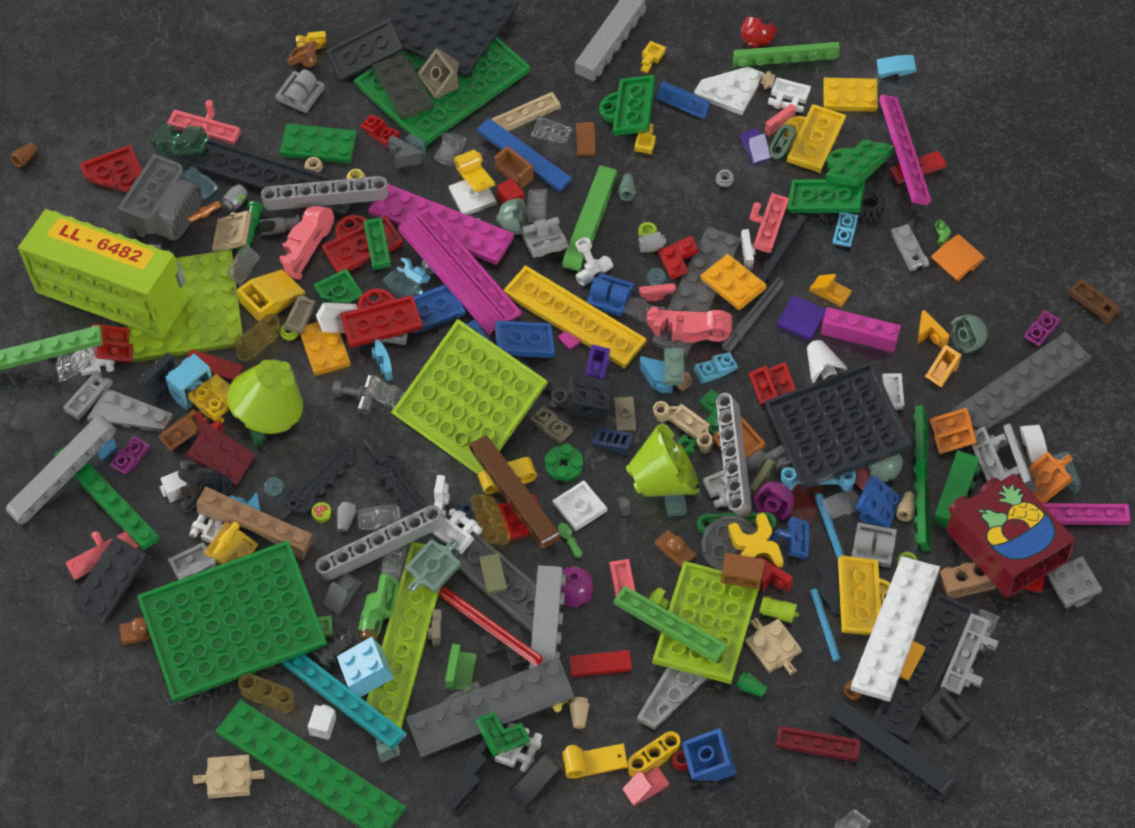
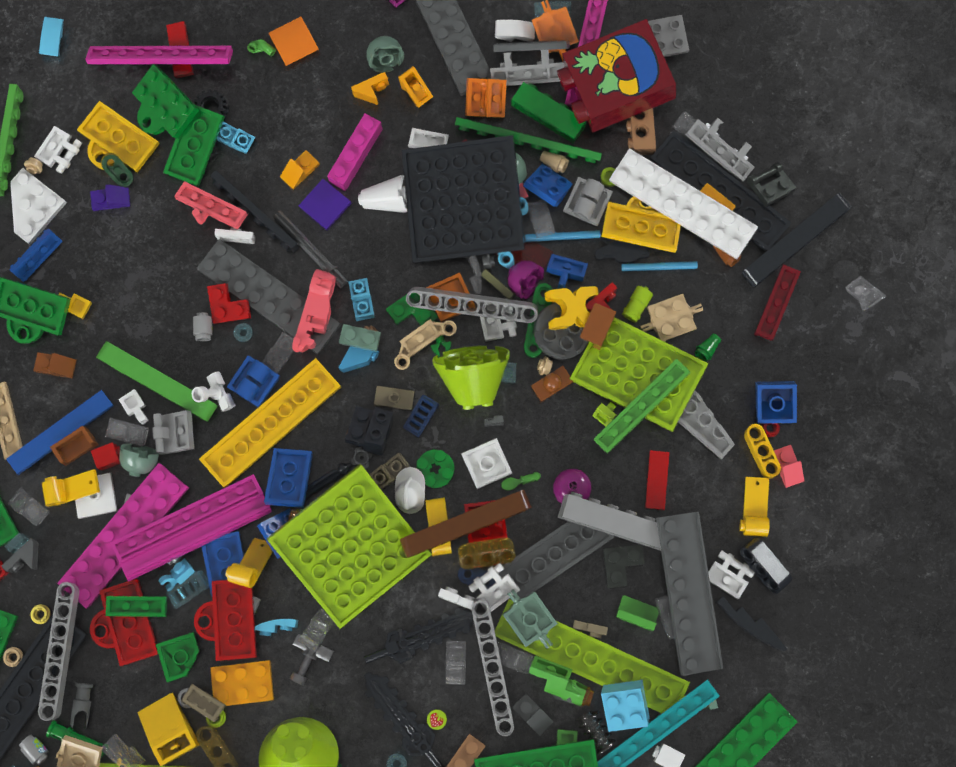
camera: 75 degrees left, 20 degrees up
(305, 238) = (109, 682): coral piece -> none
(329, 316) = (216, 671): white panel -> none
(345, 516) = (448, 696): light grey cone -> none
(425, 321) = (251, 565): none -> yellow door
(491, 626) = (605, 575): red axle -> none
(493, 574) = (547, 562): olive tile -> none
(500, 739) = (728, 588): green plate -> none
(535, 443) = (410, 490): none -> white piece
(546, 124) = (36, 408): clear slope -> none
(563, 204) = (133, 405): none -> white plate
(569, 341) = (295, 434): dark pink tile -> none
(579, 709) = (705, 510): tan cone -> none
(598, 361) = (335, 412): dark purple slope -> none
(621, 575) = (572, 440): coral tile -> none
(627, 188) = (130, 337): sand green cone -> none
(646, 228) = (184, 328): lime tile -> none
(656, 292) = (263, 334): coral tile -> none
(691, 537) = (544, 366): none -> tan plate
(724, 174) = (142, 232): light grey plate -> none
(733, 281) = (274, 258): light orange plate -> none
(771, 382) = (392, 249): red slope -> none
(779, 119) = (87, 166): coral tile -> none
(850, 94) = (72, 90): yellow plate -> none
(909, 247) = (269, 83): light grey plate -> none

